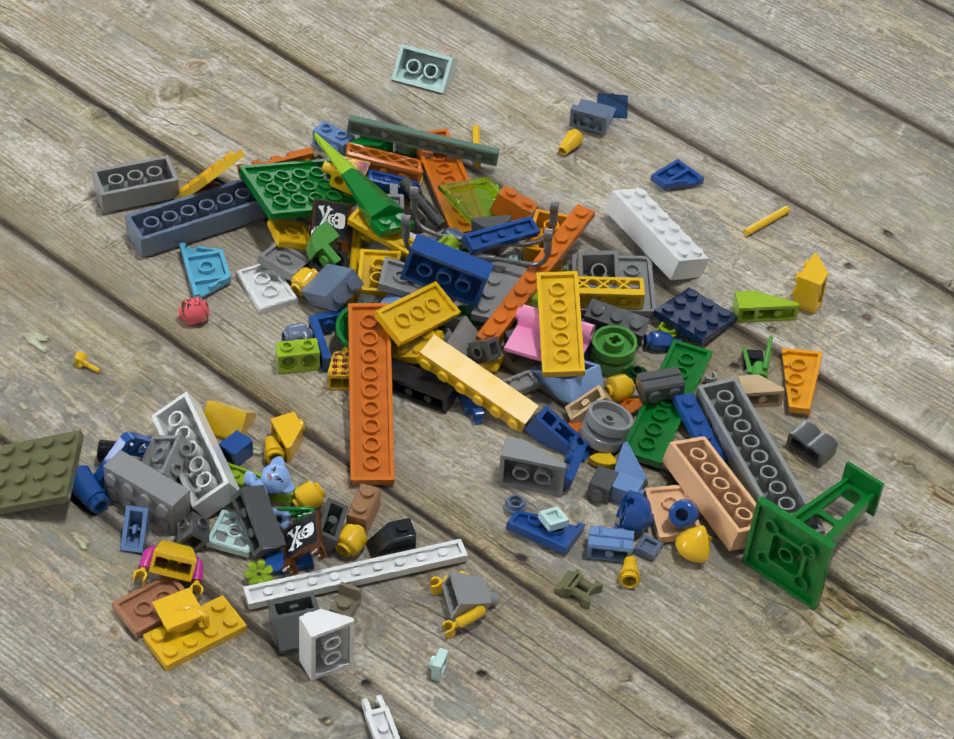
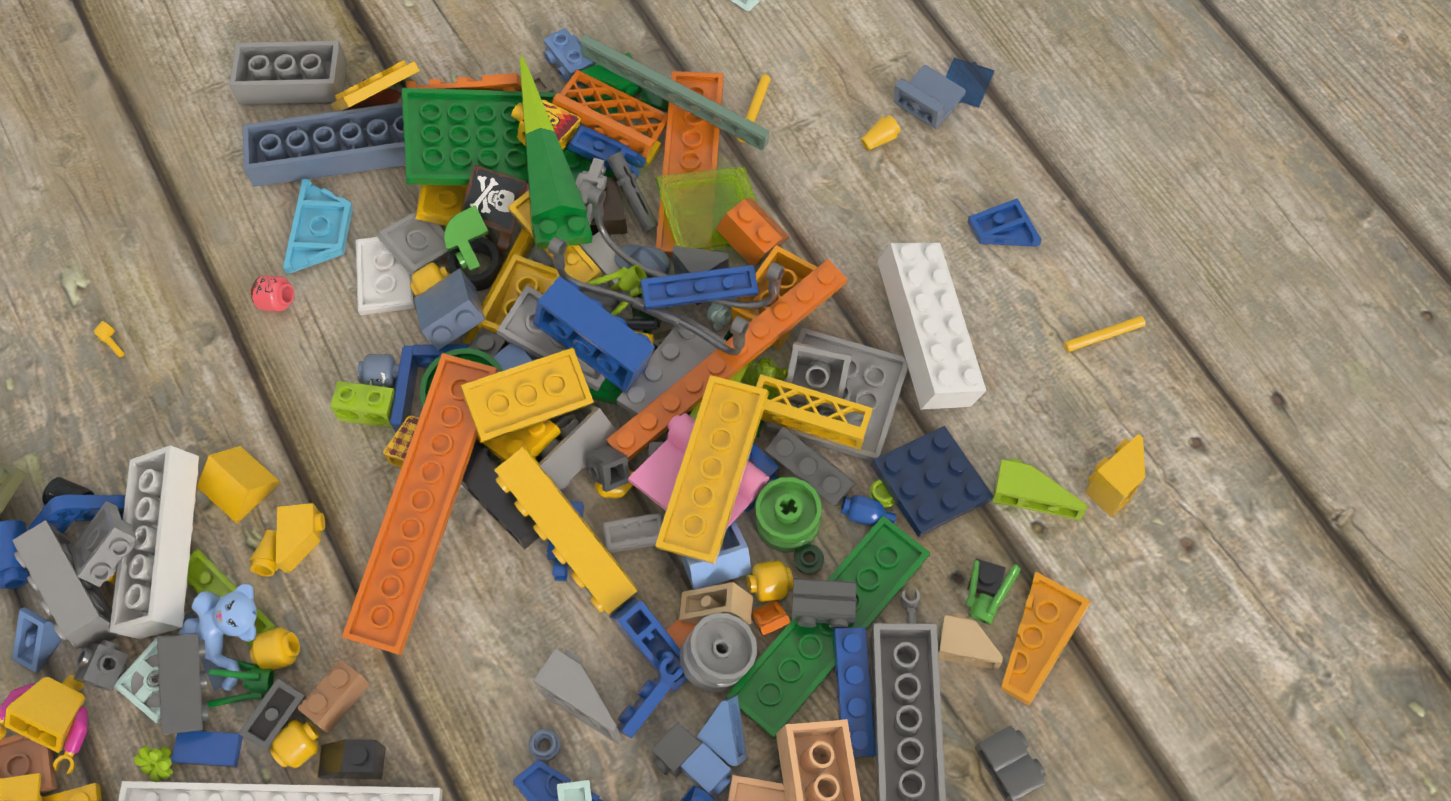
camera: 25 degrees right, 20 degrees up
(237, 448) = (221, 538): blue brick -> none
(301, 539) = (220, 739): flag -> none
(603, 459) = (699, 700): yellow tile -> none

